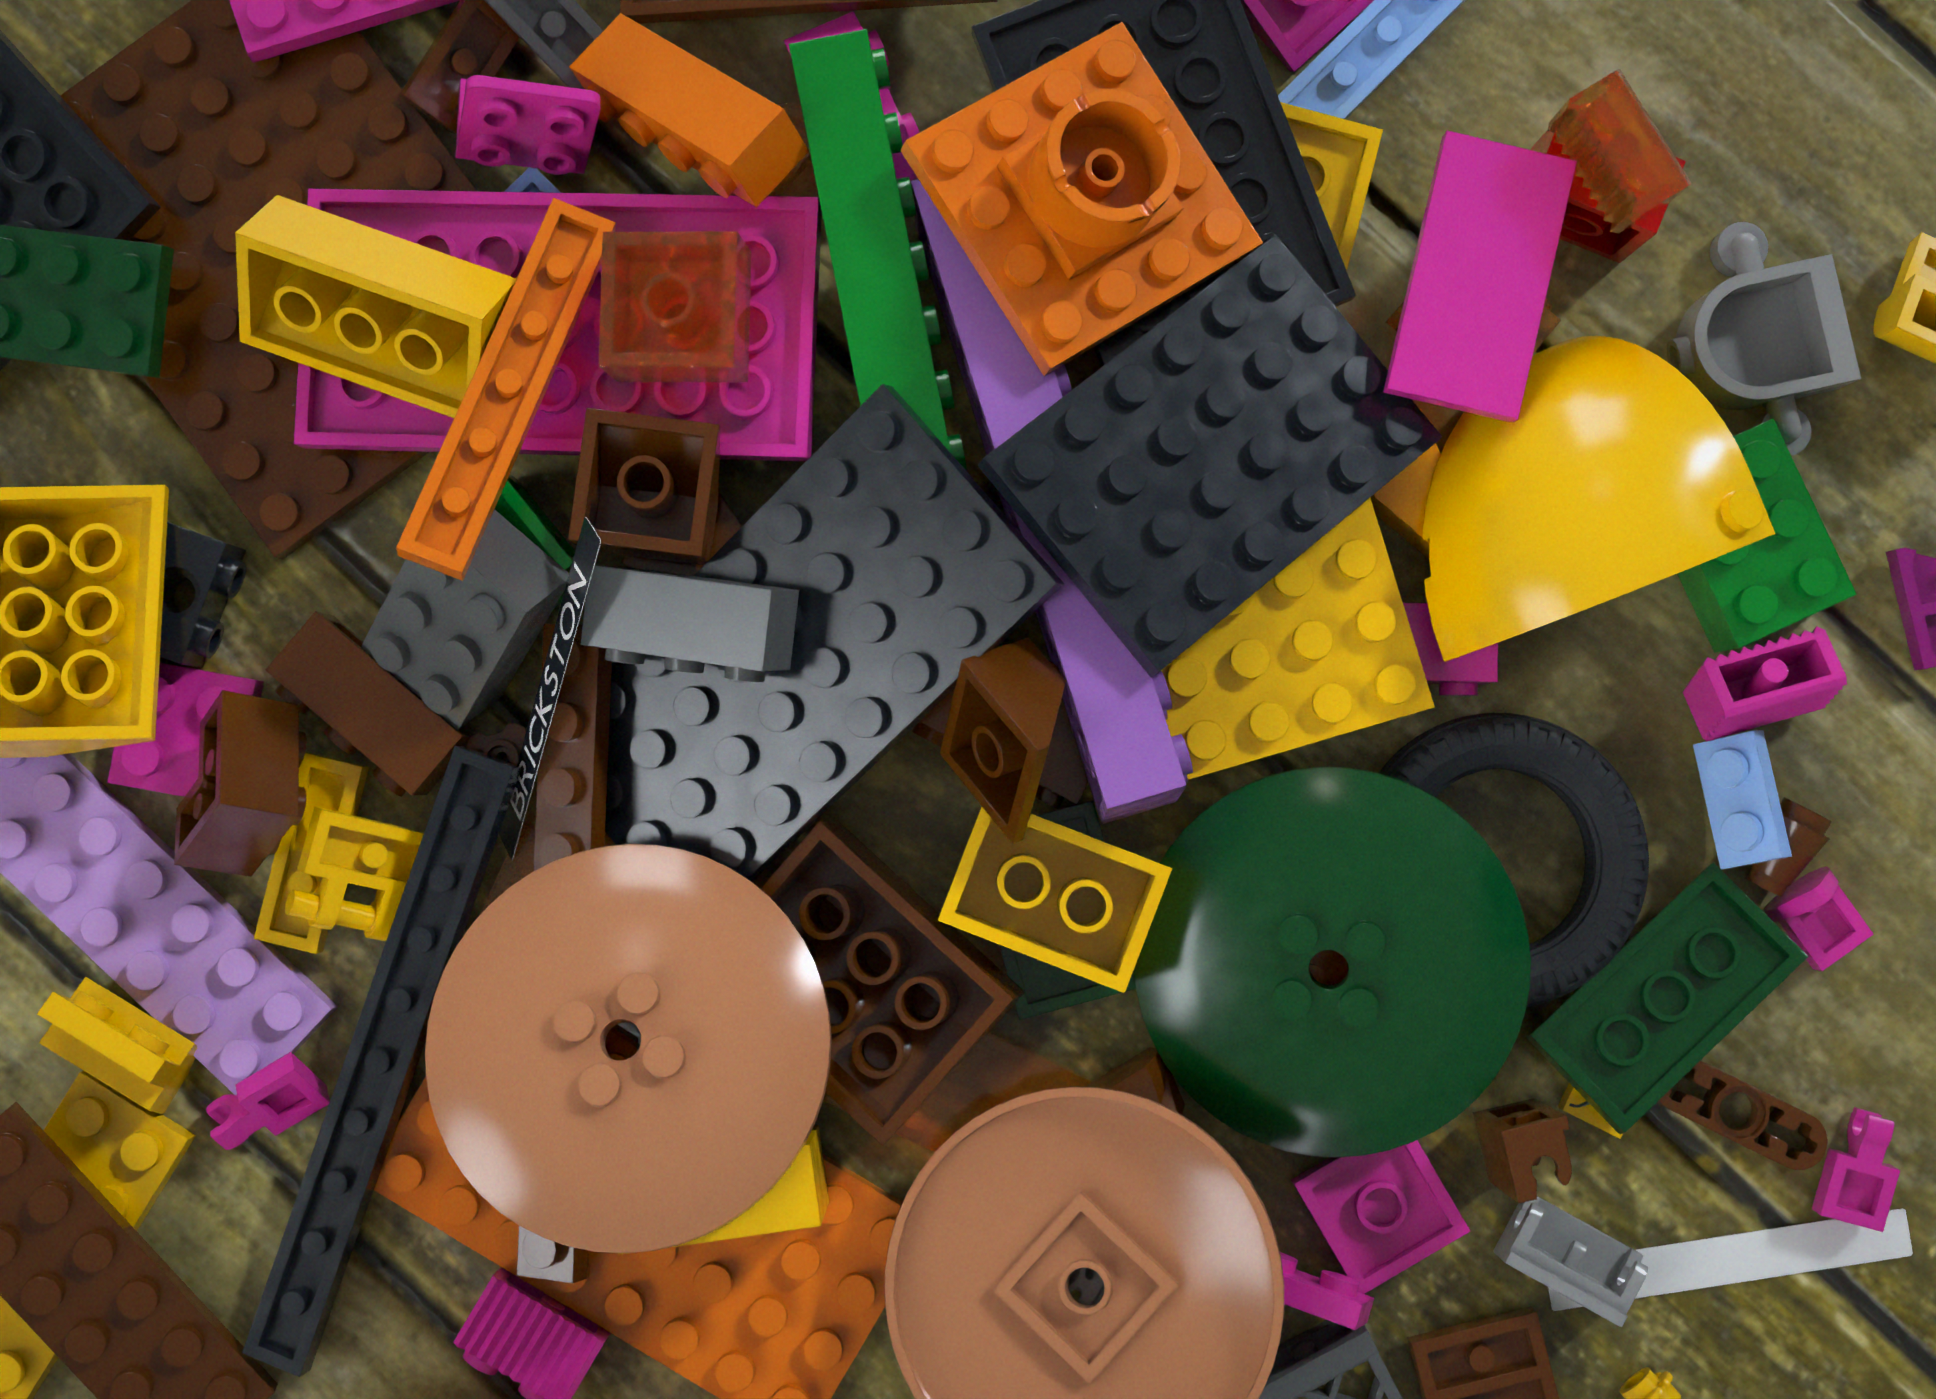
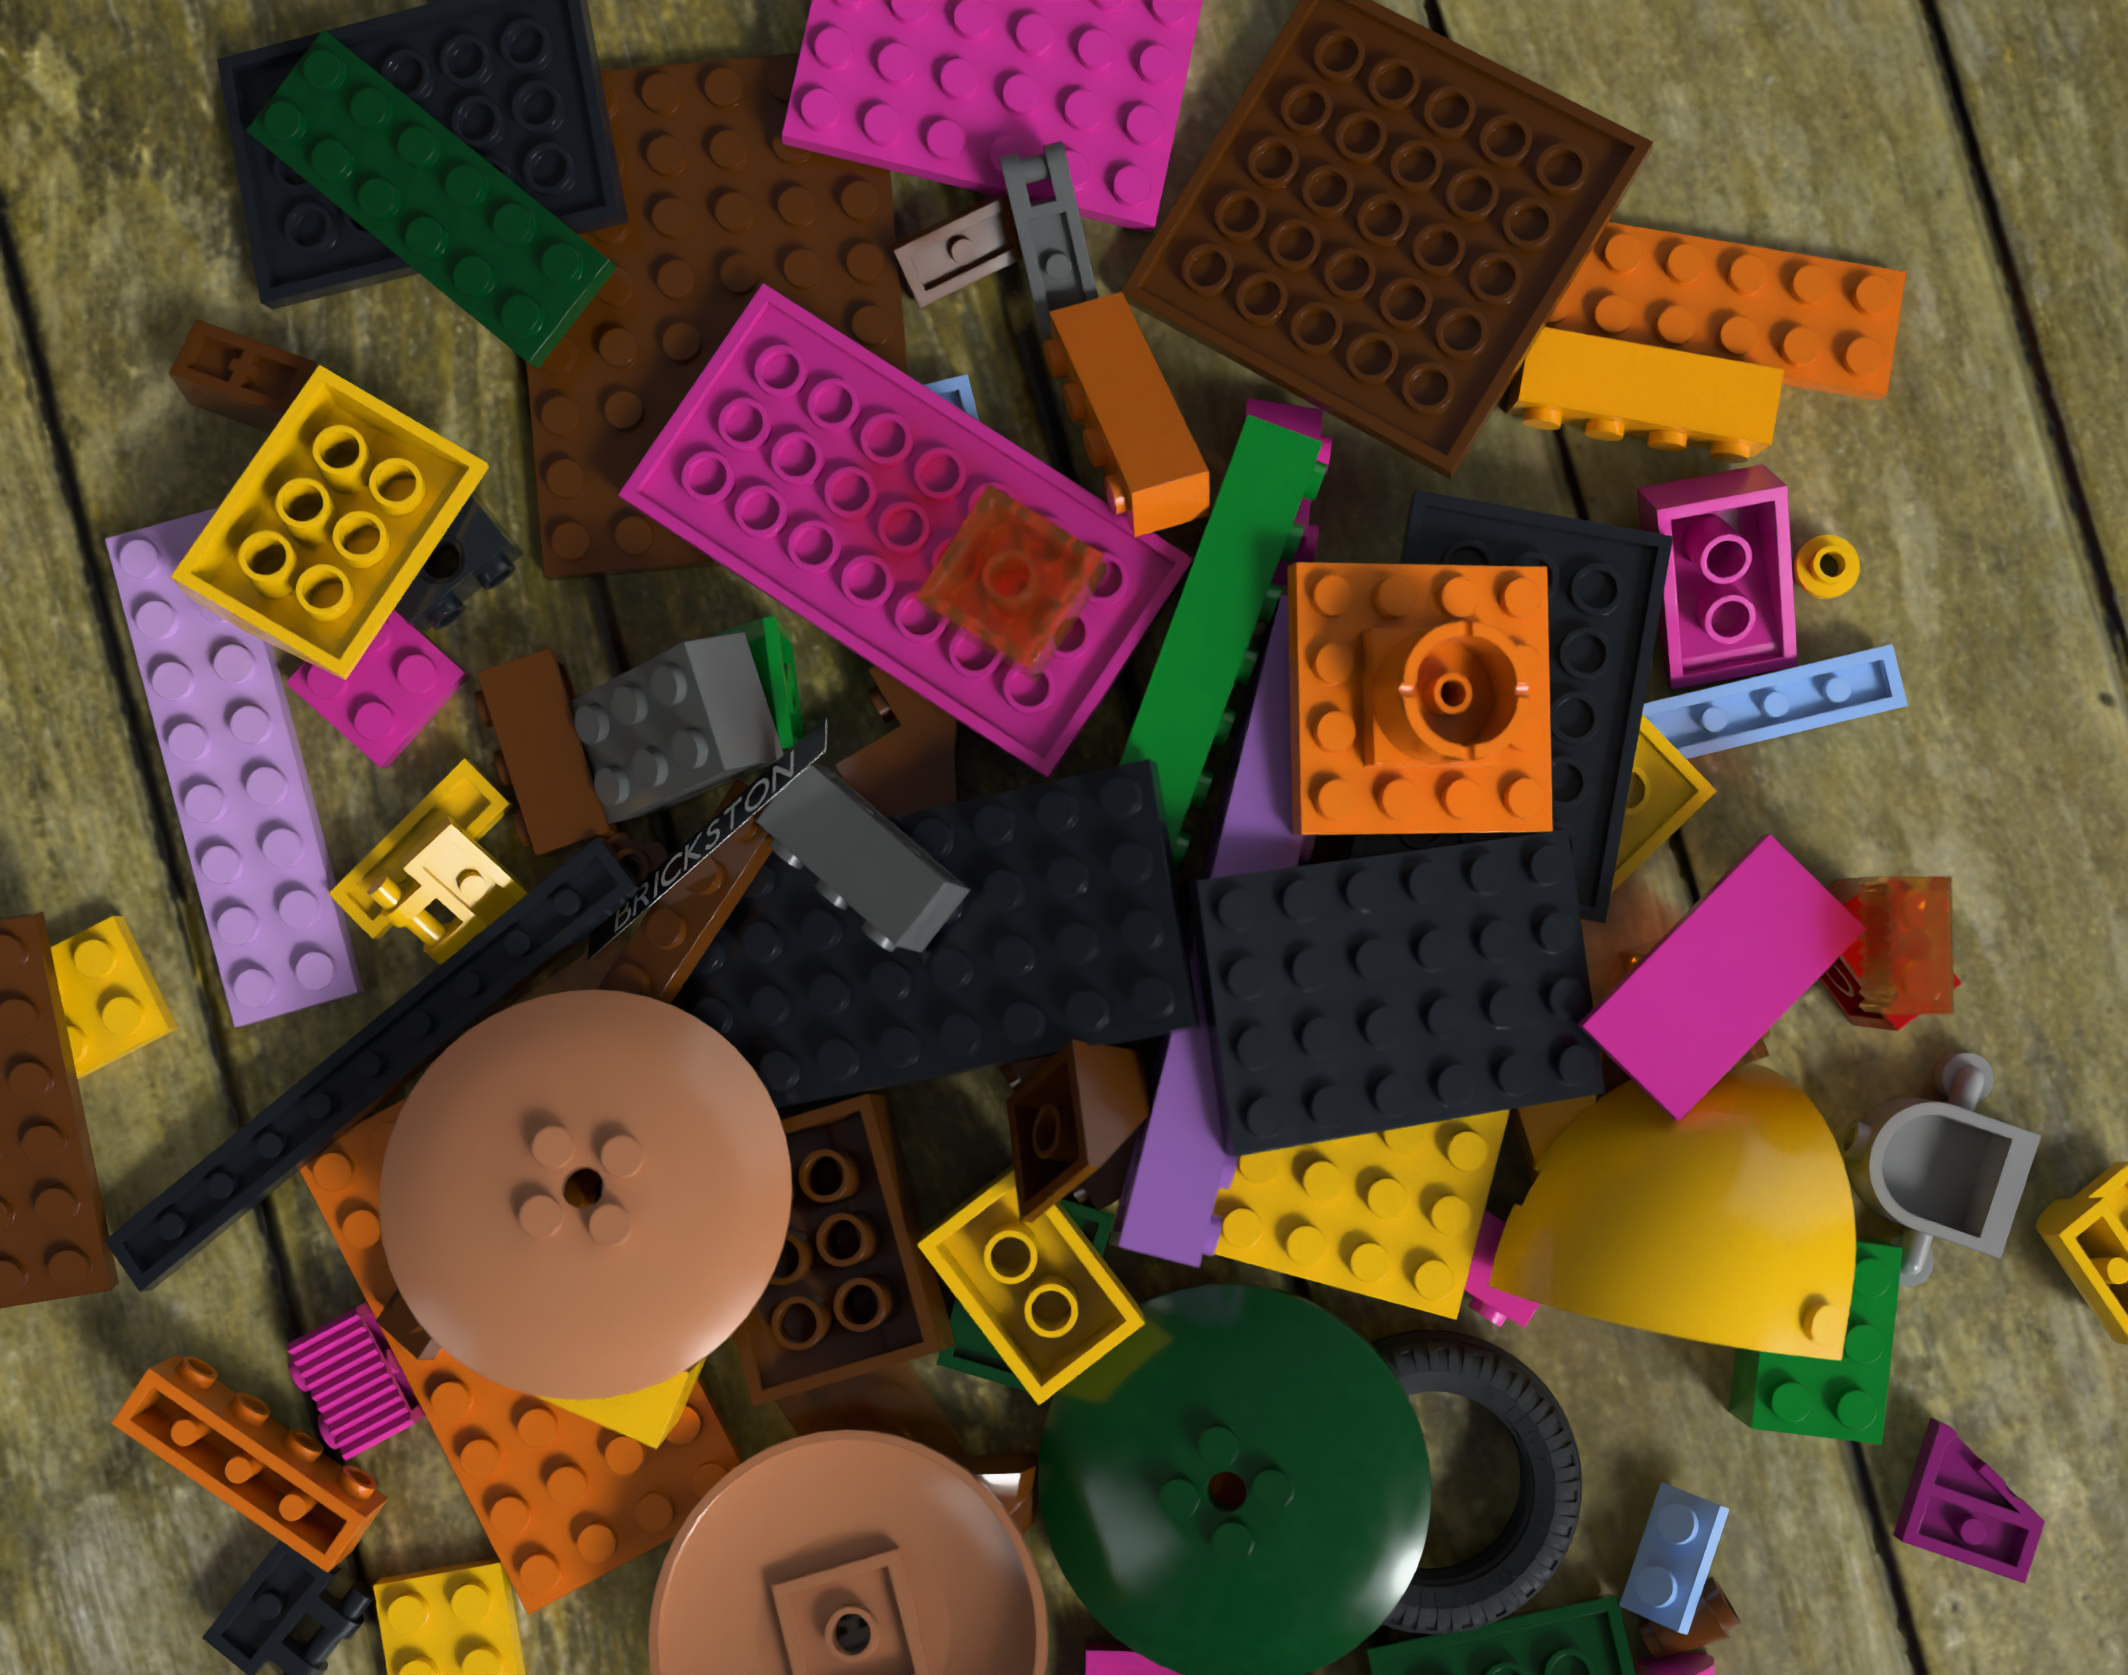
camera: 30 degrees right, 0 degrees up
(118, 1044) = (158, 914): yellow brick -> none
(244, 785) = (401, 760): reddish brown brick -> none
(269, 1098) = (259, 1037): dark pink plate -> none
(365, 304) = (756, 423): yellow slope -> none
(505, 391) = (824, 568): orange plate -> none
(526, 124) = (981, 339): dark pink bracket -> none
(648, 485) = (896, 718): reddish brown slope -> none
(1764, 684) = (1754, 1471): dark pink brick -> none

